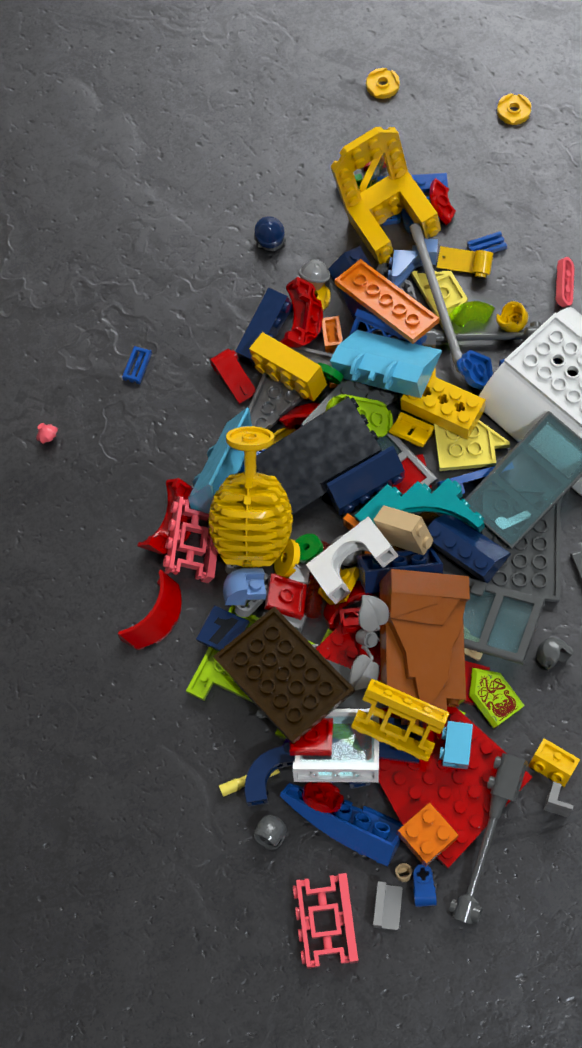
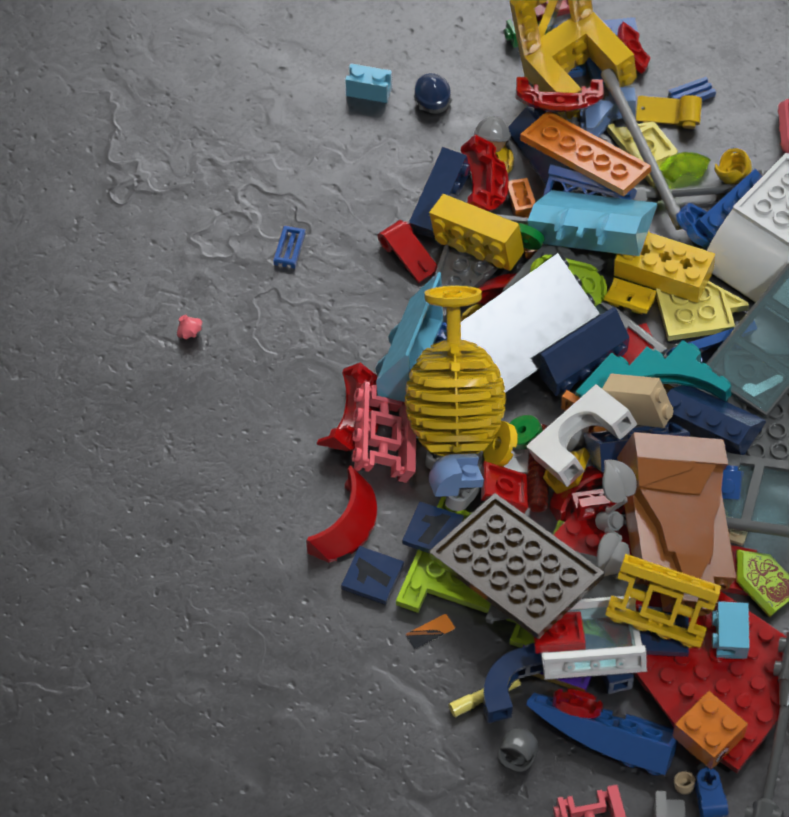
camera: 10 degrees left, 10 degrees down
(170, 664) = (372, 575): none -> dark blue tile
(212, 717) = (430, 631): none -> sticker
(218, 221) = (368, 83): none -> medium azure brick
(371, 252) = (558, 100): none -> red windscreen
(473, 610) = (732, 483): none -> blue bracket
(491, 363) = (717, 214): none -> blue plate

